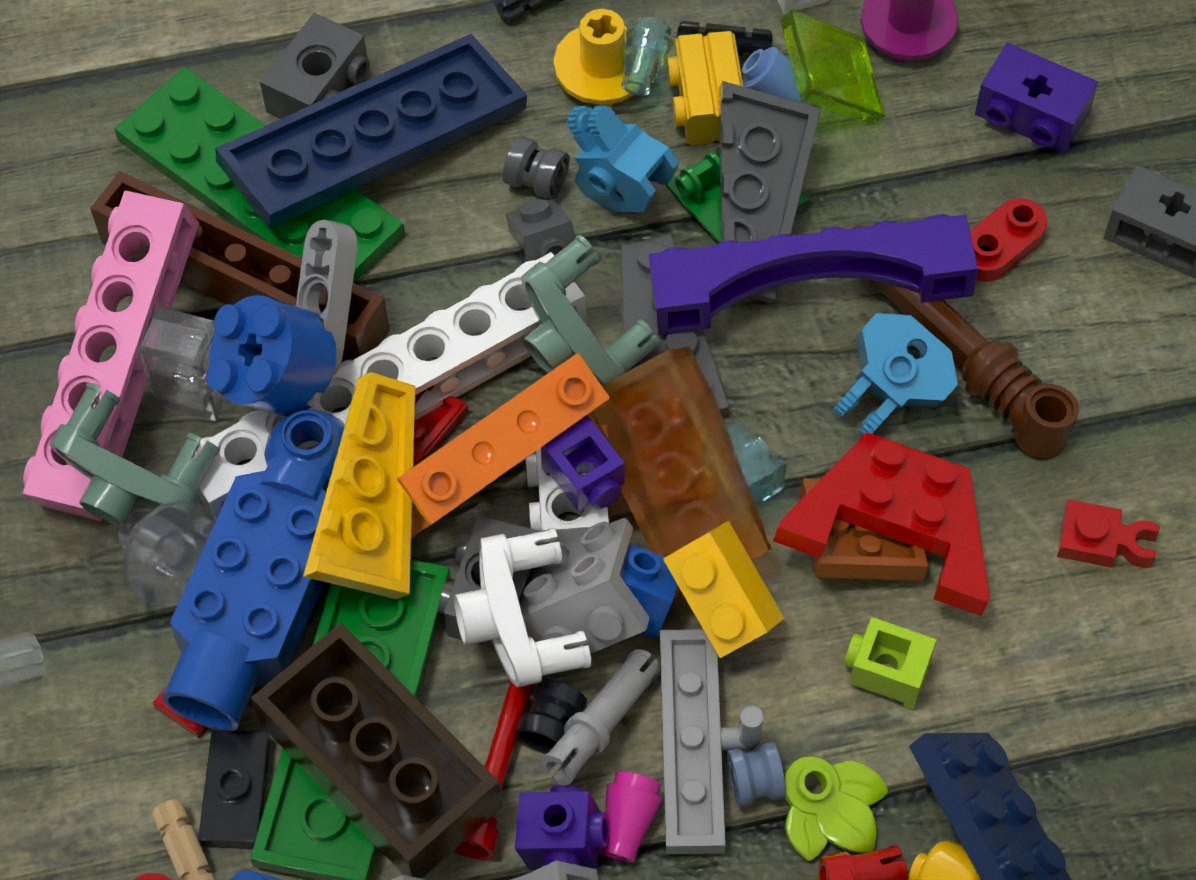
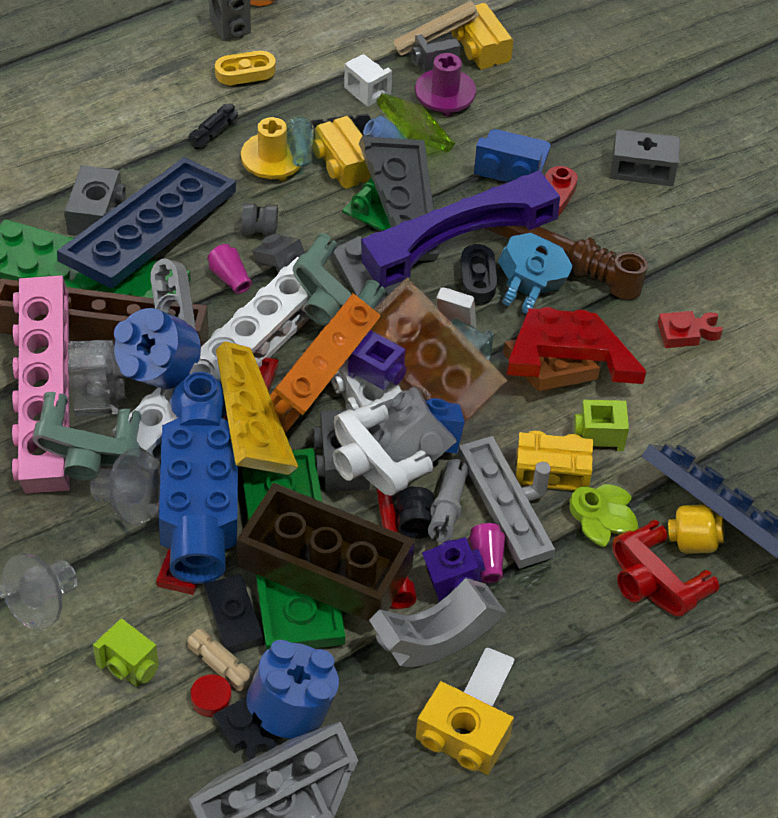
camera: 25 degrees left, 10 degrees down
(61, 806) = (127, 653): none -> lime brick
(459, 233) = (228, 266): none -> dark pink cone
(618, 159) = (312, 198): dark azure hinge -> none
(724, 589) = (490, 408): yellow brick -> none
(745, 407) = (457, 305): none -> white tile
(756, 774) = (554, 506): sand blue wheel -> none
(798, 701) = (567, 455): none -> yellow brick
(818, 351) = (478, 272): none -> black plate
(959, 163) = (509, 155): none -> blue bracket
(1035, 98) = (539, 112): dark purple brick -> none

